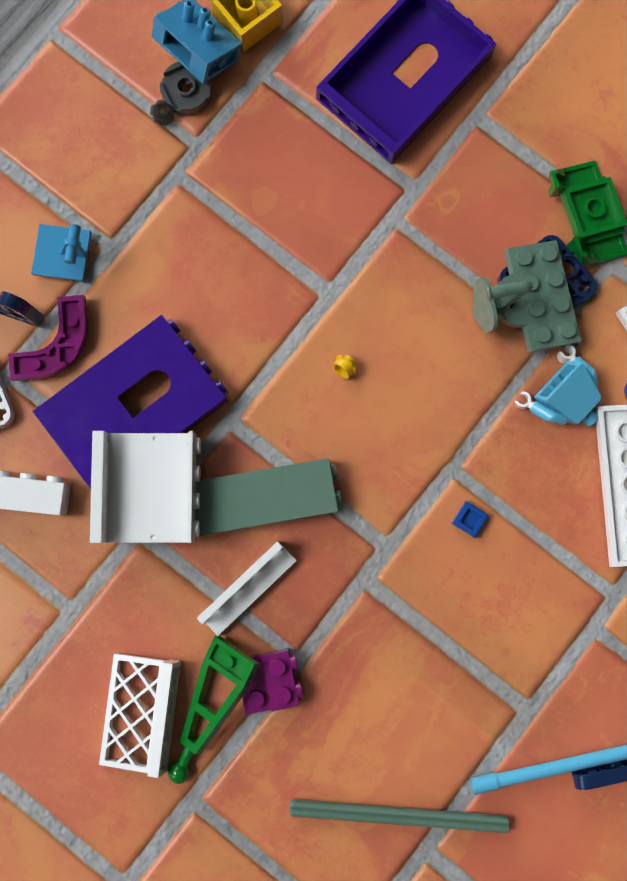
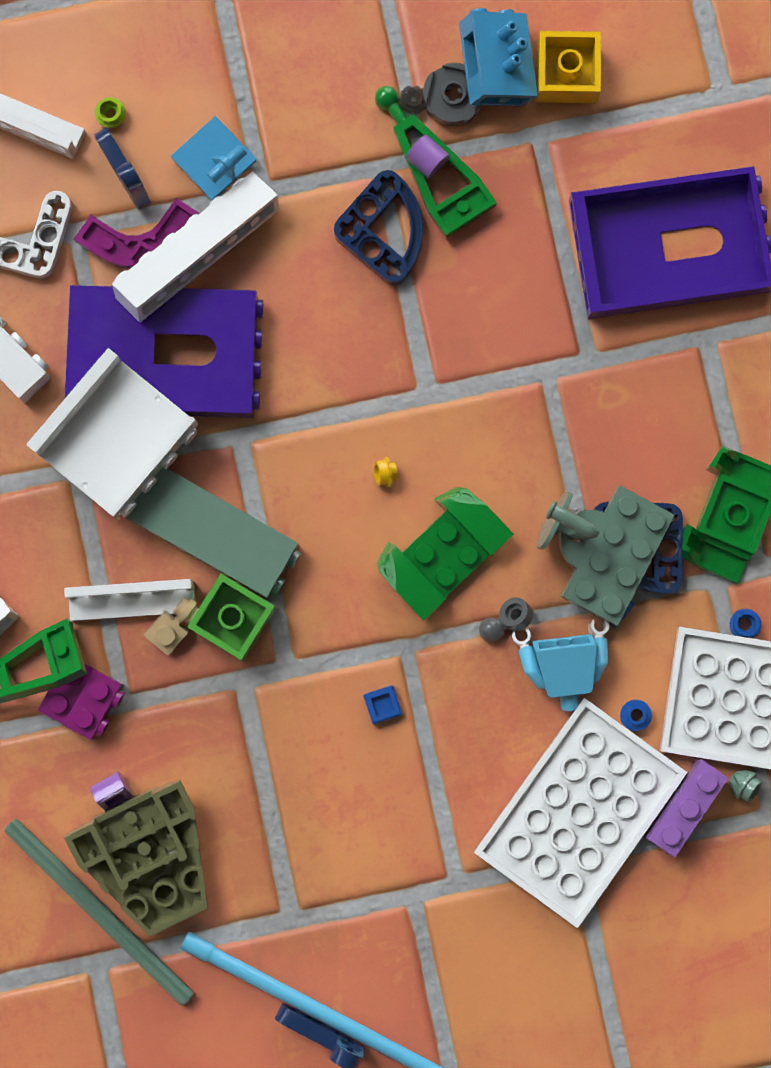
camera: 40 degrees right, 0 degrees up
(96, 318) = (195, 246): none -> white brick
(202, 138) = (427, 156): none -> medium lavender brick
(202, 224) = (364, 235): none -> dark blue beam
(251, 155) = (462, 206): none -> green plate
(289, 588) = (167, 630): none -> tan plate
(326, 544) = (232, 617): none -> bright green brick
(340, 728) = (111, 791): none -> medium lavender brick
(401, 753) = (146, 856): none -> olive wedge
(426, 385) = (444, 551): none -> green piece
(499, 410) = (492, 629): none -> dark grey plate

